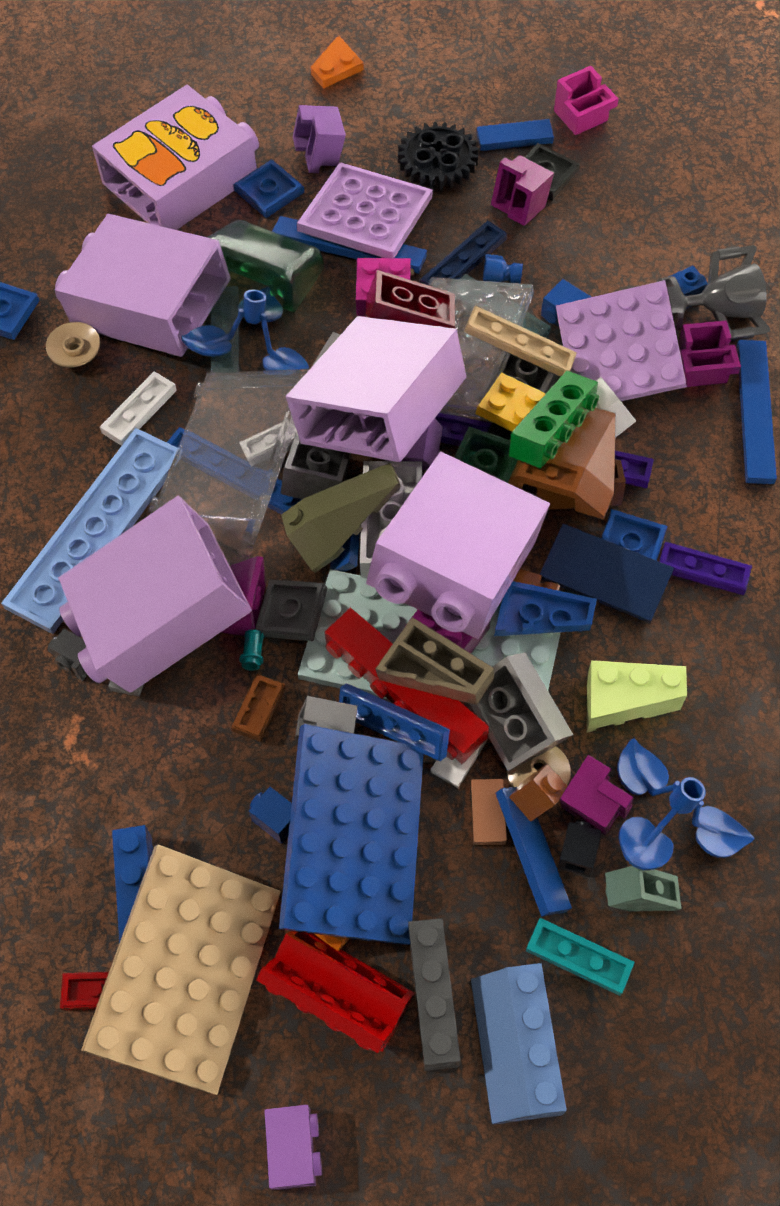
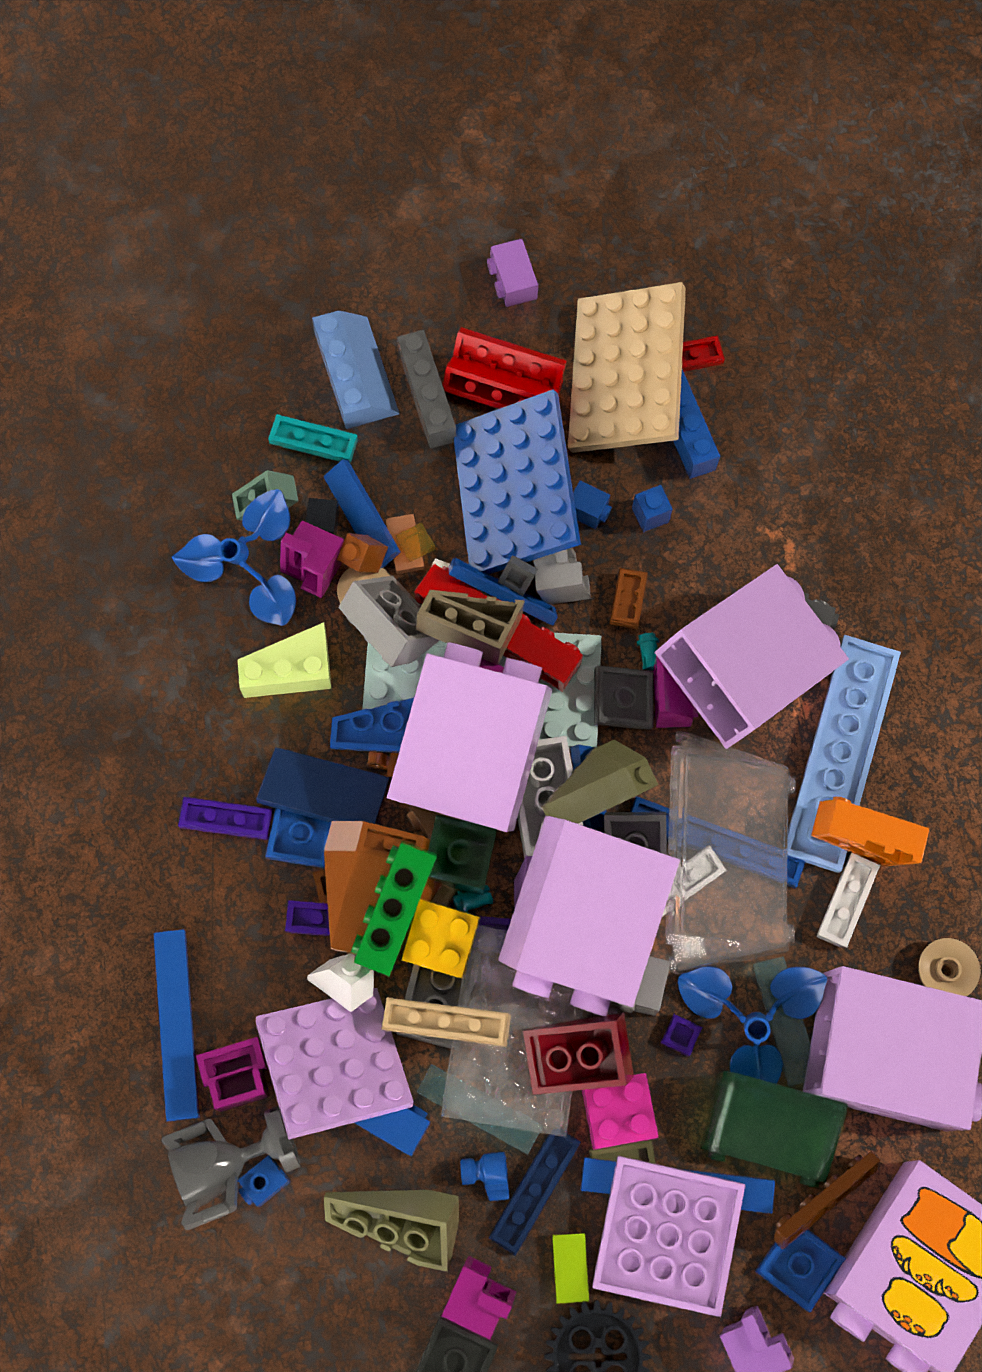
camera: 165 degrees right, 10 degrees up
(97, 440) = (869, 833): none -> orange wedge
(205, 795) = (652, 508): none -> blue brick
(239, 208) = (815, 1207): none -> reddish brown plate
(314, 338) = (681, 1035): none -> dark purple tile
(373, 725) = (517, 575): none -> dark grey plate
(446, 209) = (570, 1268): none -> lime tile
(477, 802) = (415, 542): none -> clear yellow tile
(562, 246) = (408, 1220): none -> olive wedge

